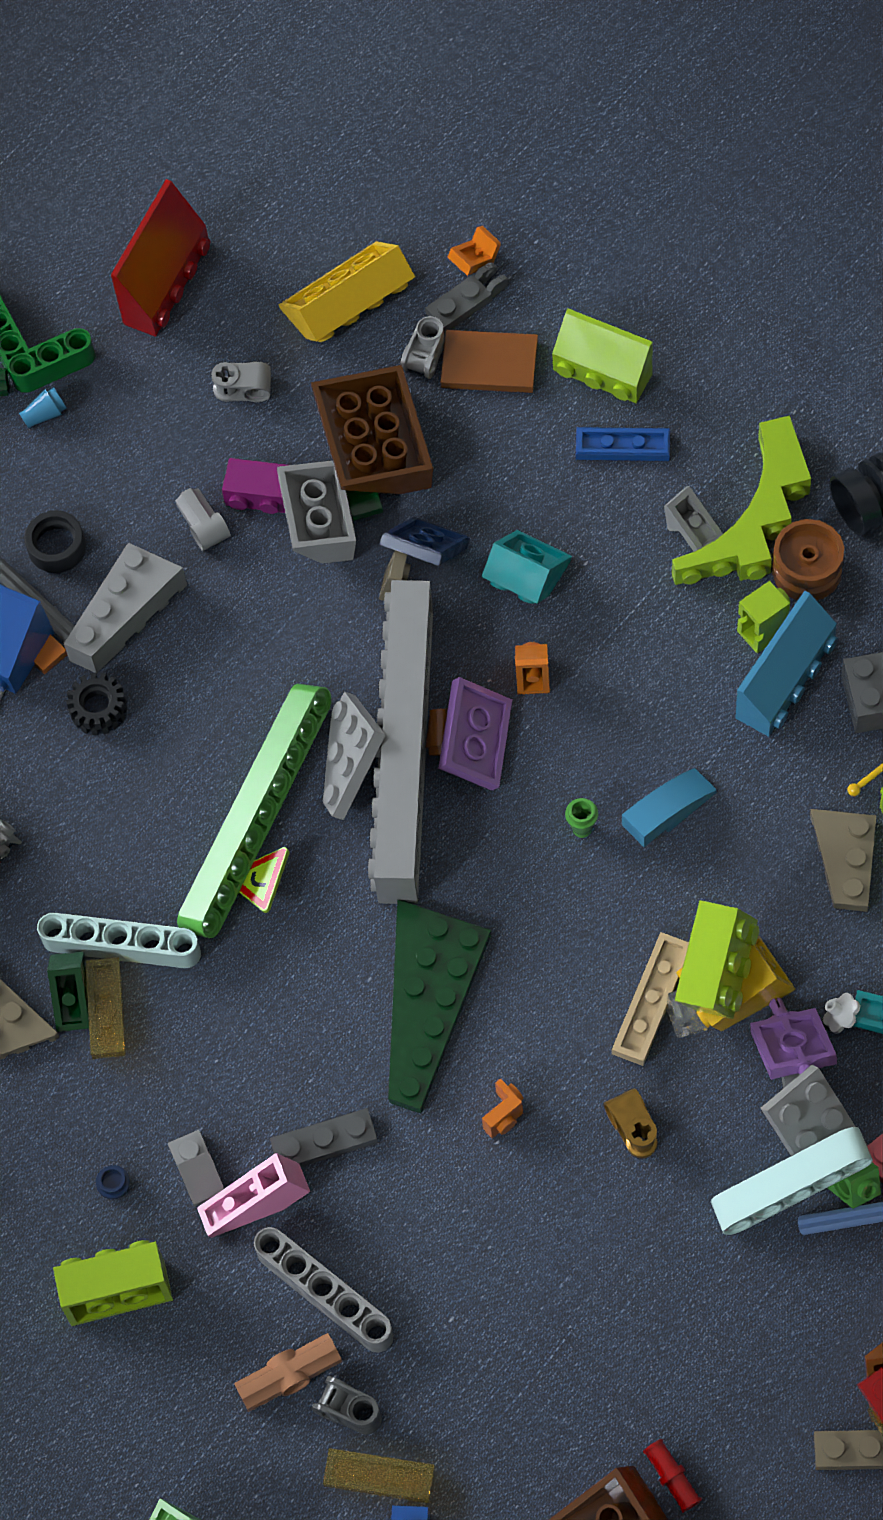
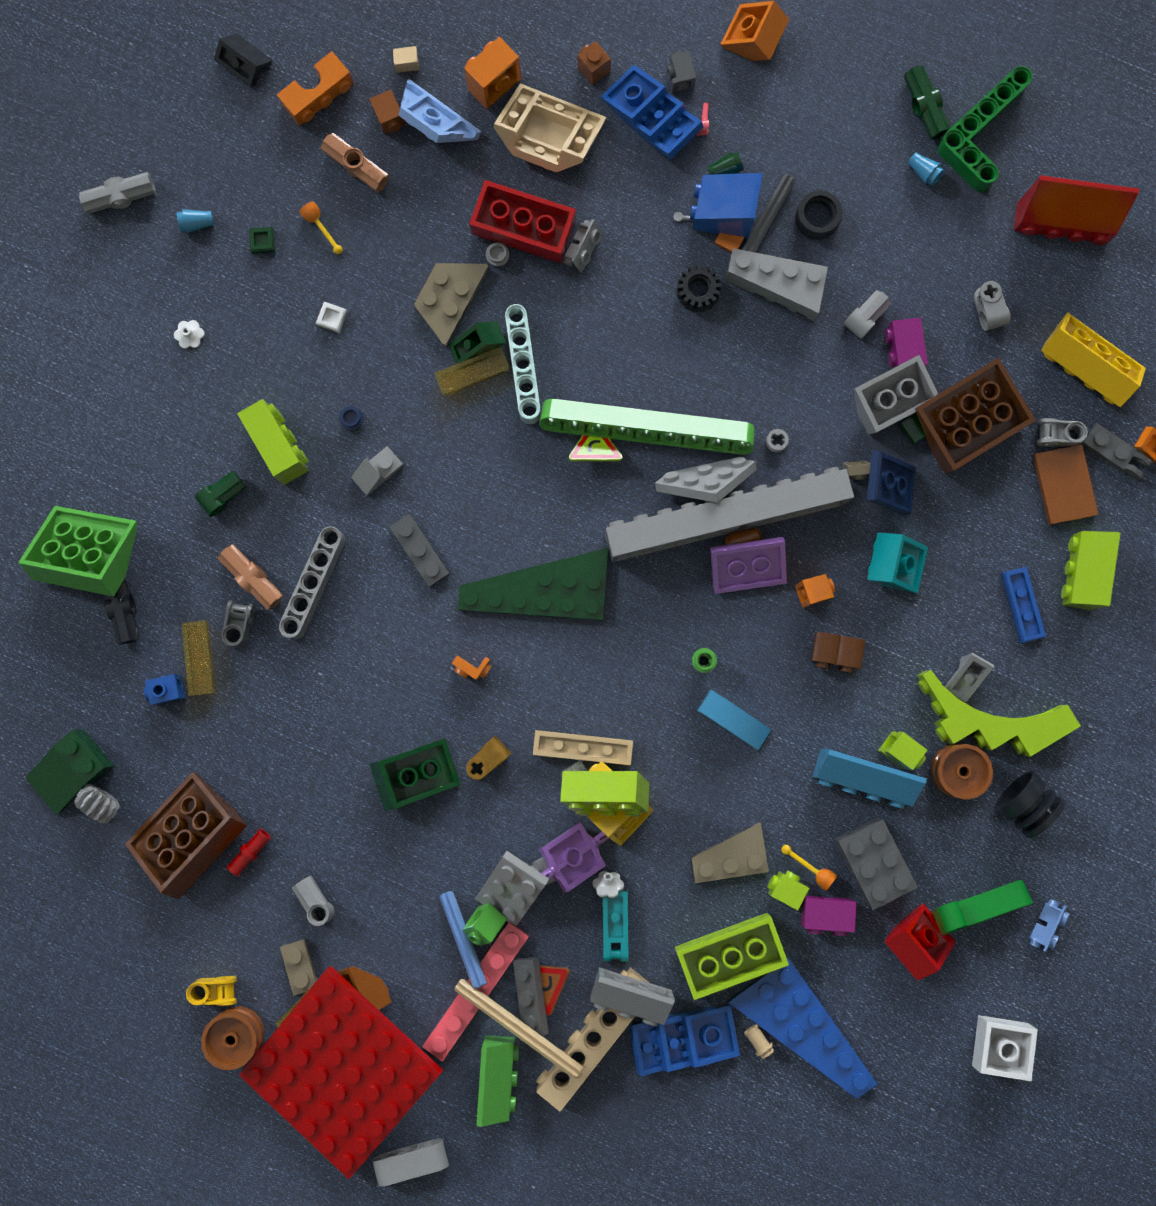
camera: 70 degrees right, 20 degrees up
(159, 1389) = (215, 497): none -> dark green piece
(255, 1195) = (364, 516): bright pink slope -> none
(329, 655) = (777, 448): none -> light grey bush
(617, 662) = (837, 651): none -> reddish brown brick
(627, 1223) = (414, 774): none -> dark green slope
(759, 1402) = (312, 898): none -> light grey piece
(791, 1180) = (466, 884): light aqua beam -> none

